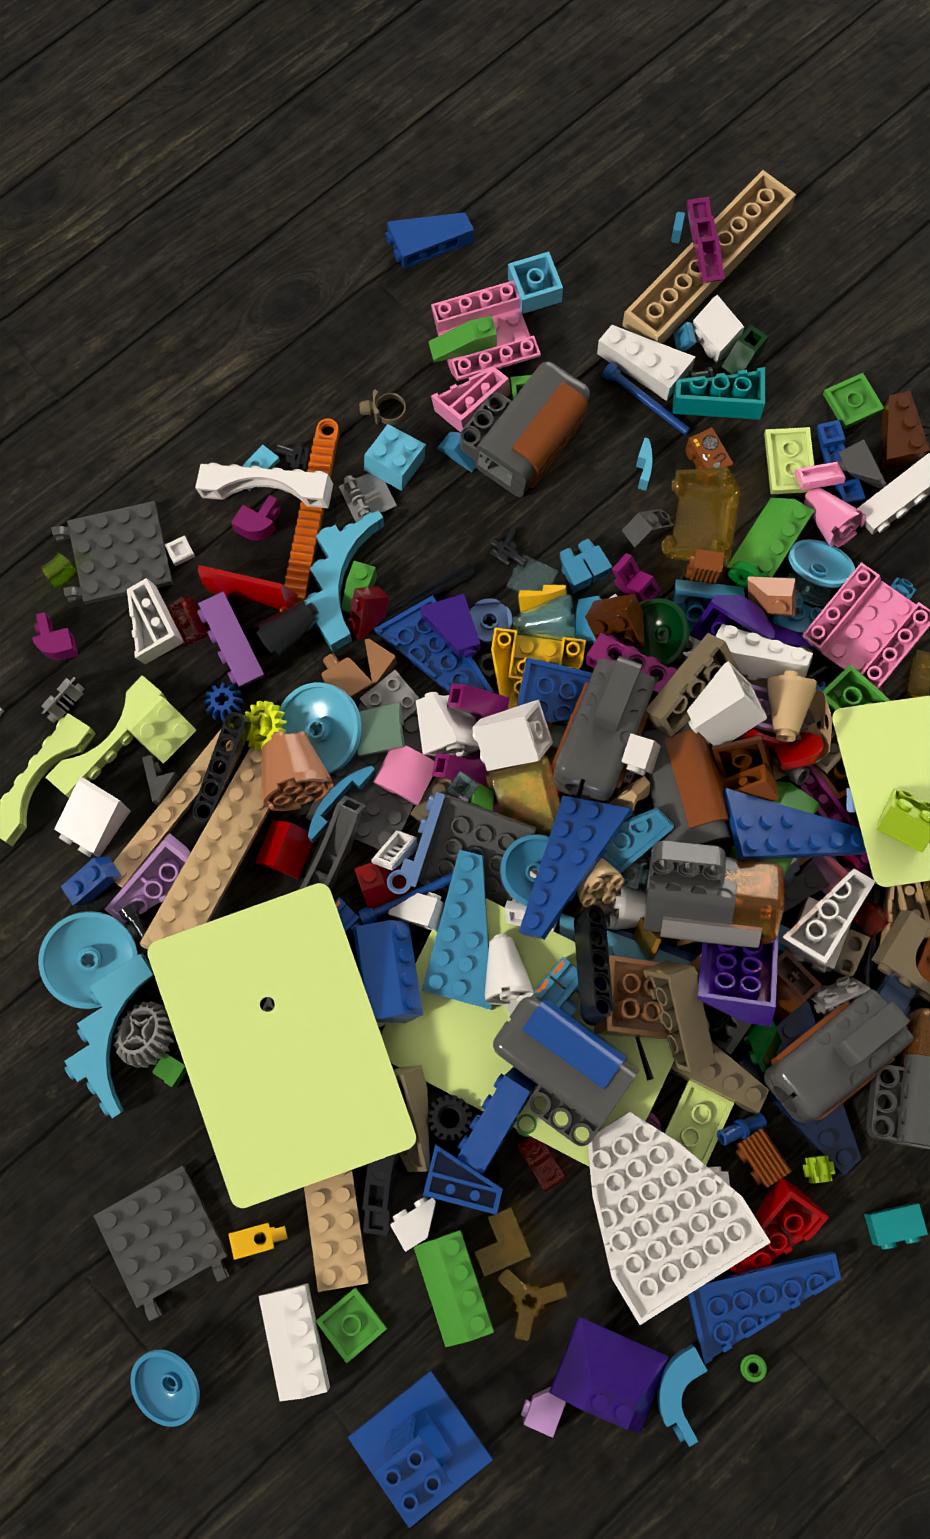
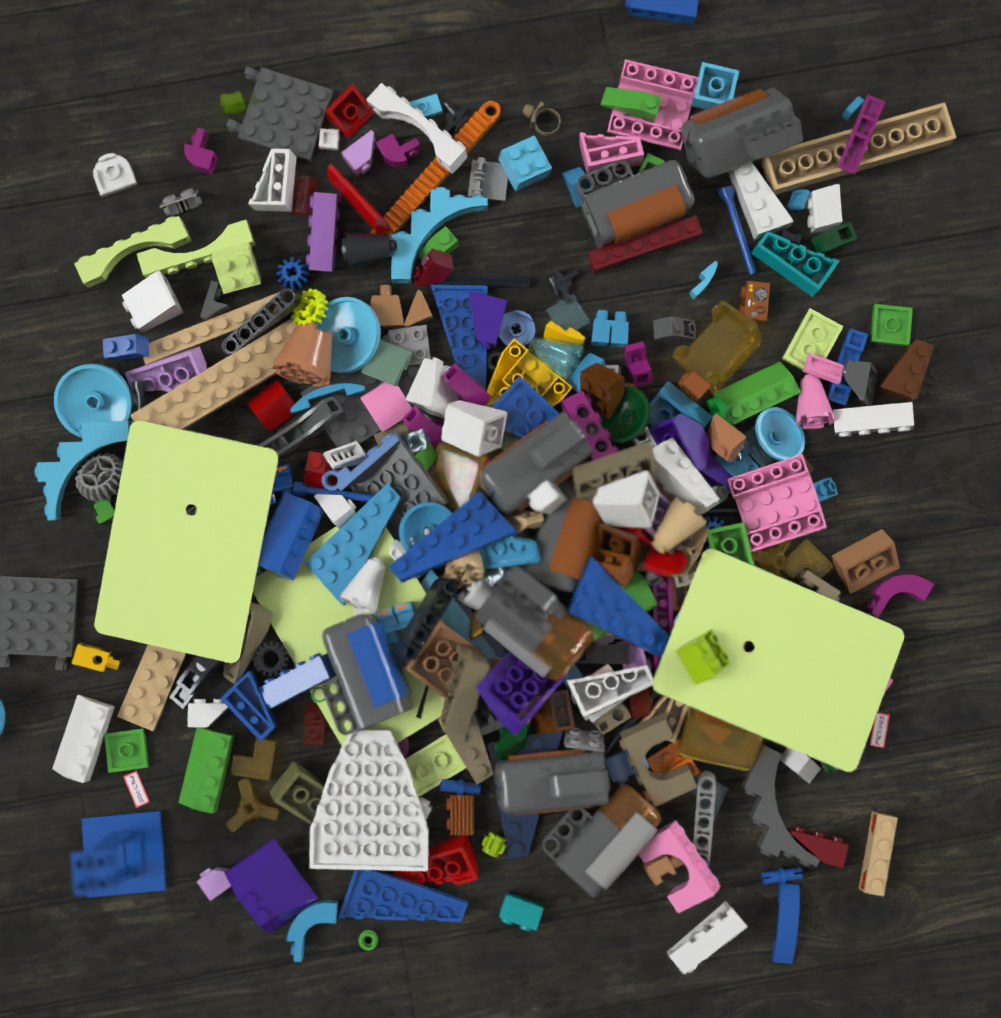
camera: 25 degrees right, 10 degrees up
(184, 511) = (349, 111): none -> red slope
(220, 545) = (360, 154): none -> lavender slope
(388, 1363) = (136, 789): none -> white sticker
(573, 1247) = (298, 792): none -> olive slope
(581, 443) = (663, 237): none -> dark red arch
(590, 302) = (740, 132): none -> dark grey piece
(899, 685) = (773, 559): none -> clear yellow bush

